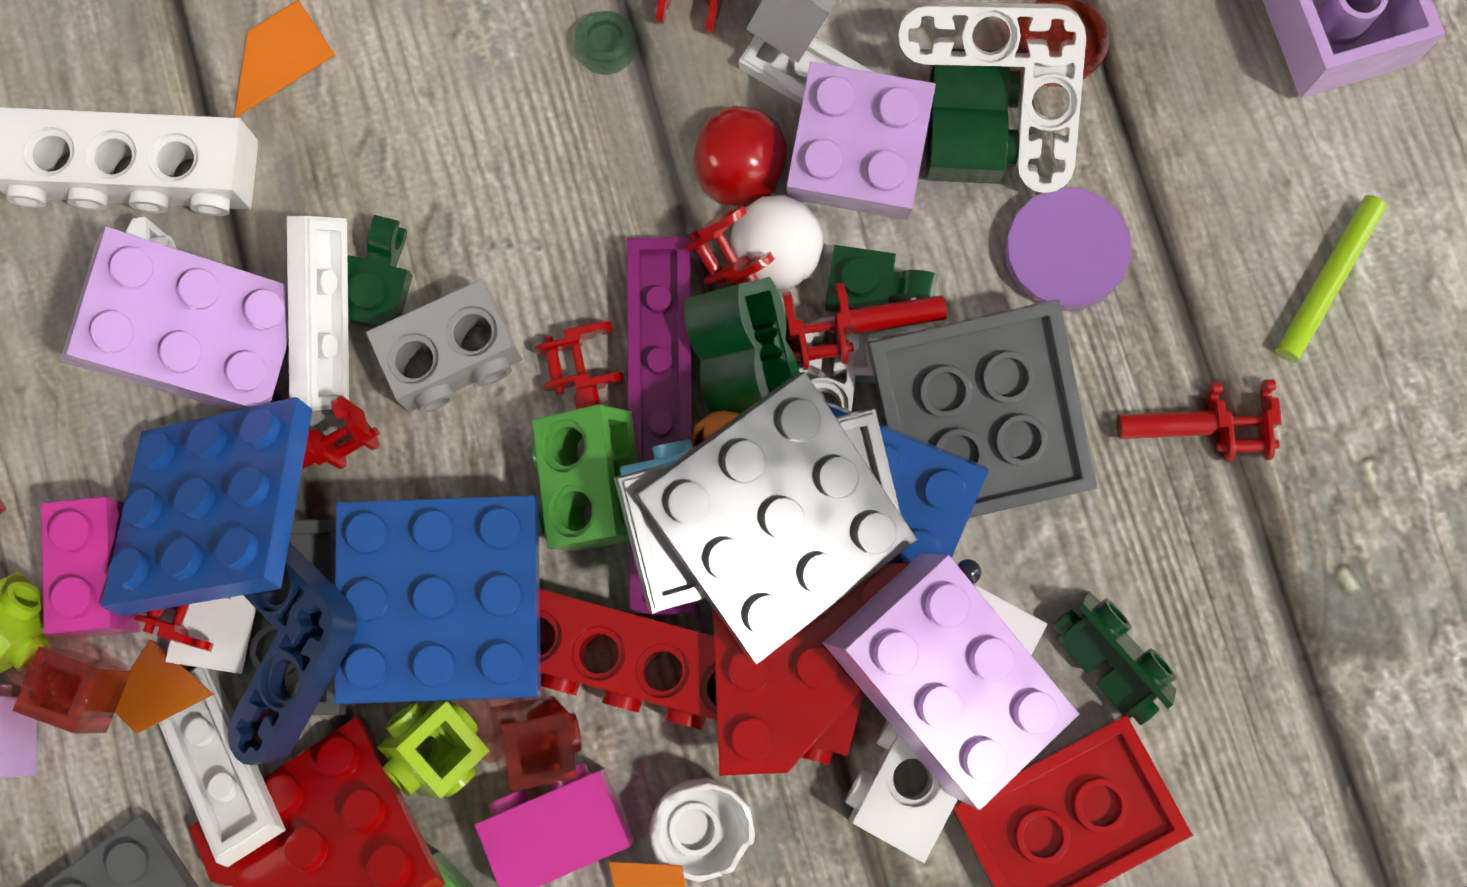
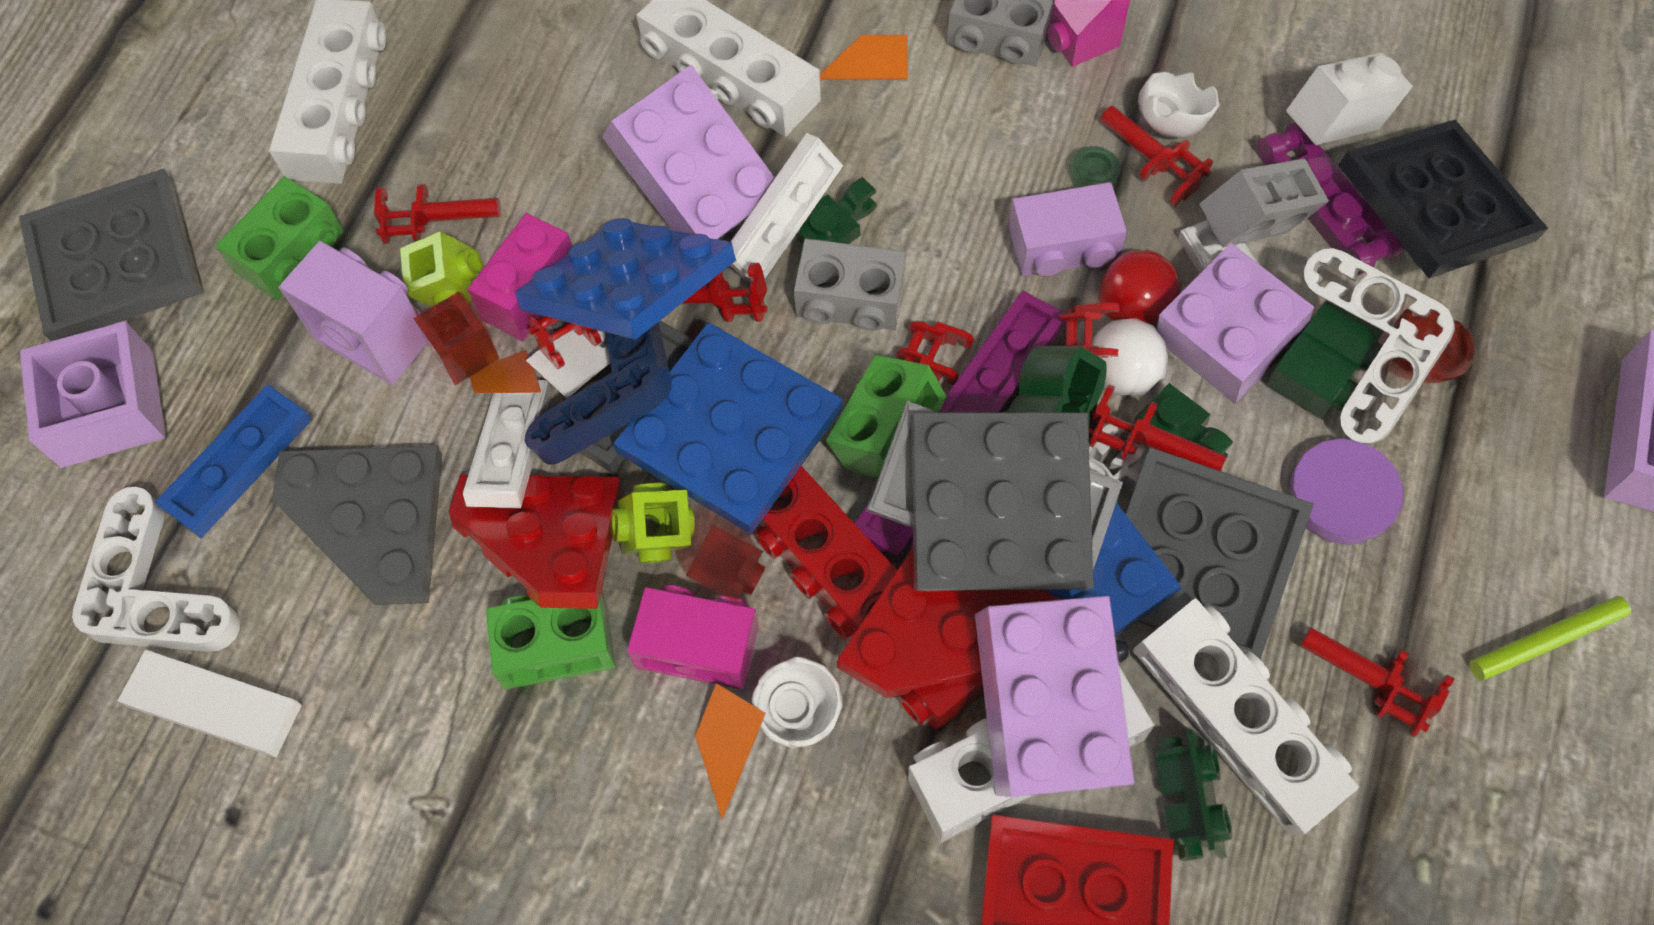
camera: 35 degrees right, 15 degrees down
(626, 138) = (1067, 229): none -> lavender brick
(1219, 574) = (1322, 771): none -> white brick

